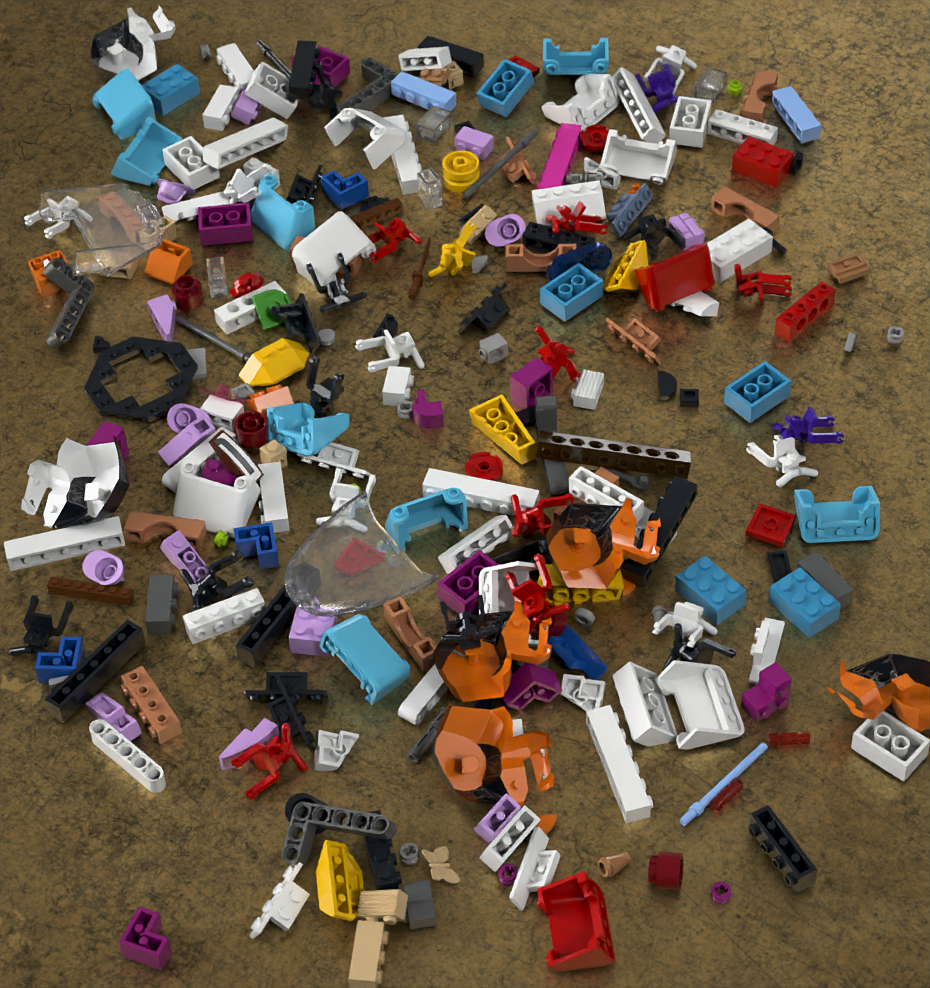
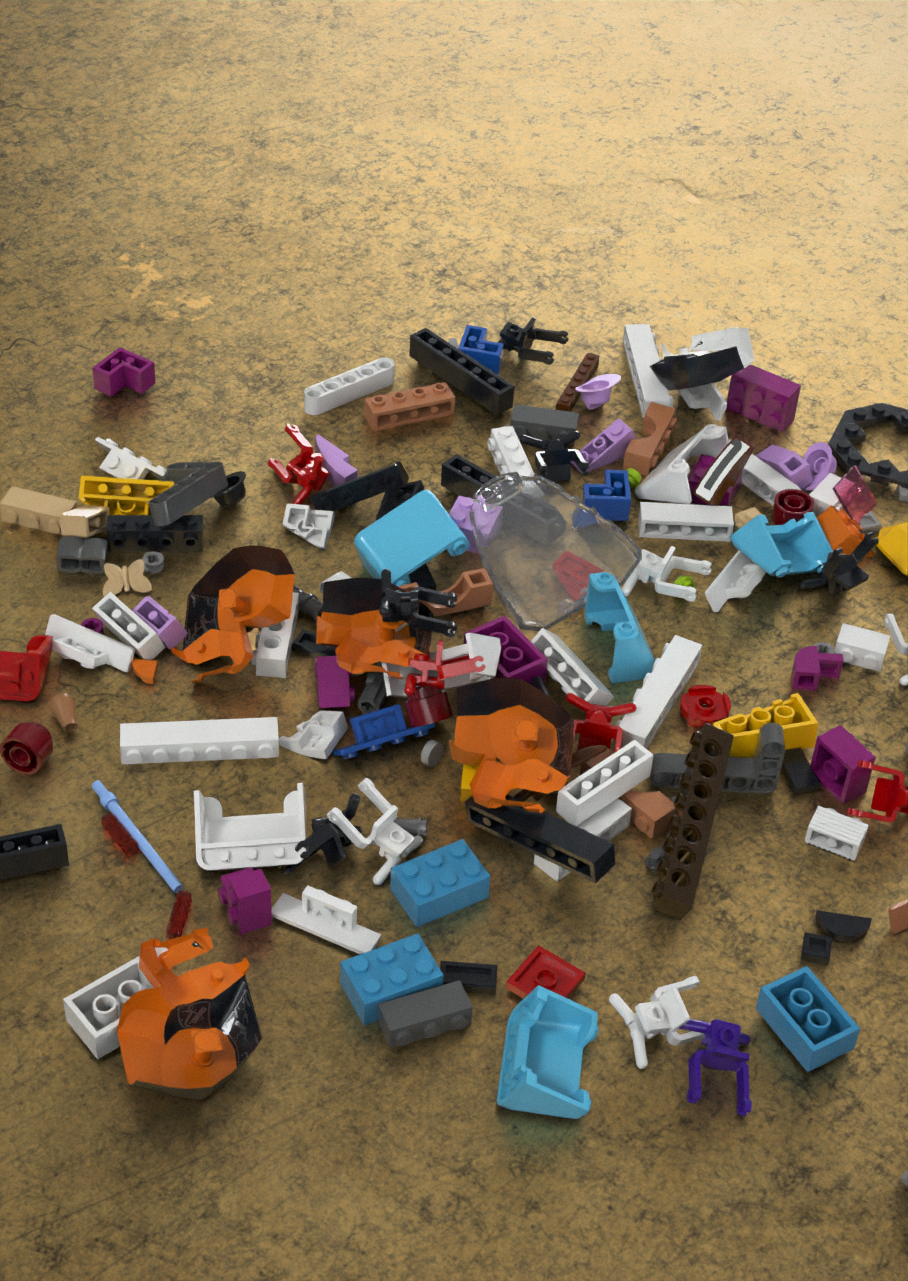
camera: 95 degrees right, 5 degrees down
(115, 715) = (401, 380): lavender slope -> none
(644, 706) = (265, 781): white slope -> none

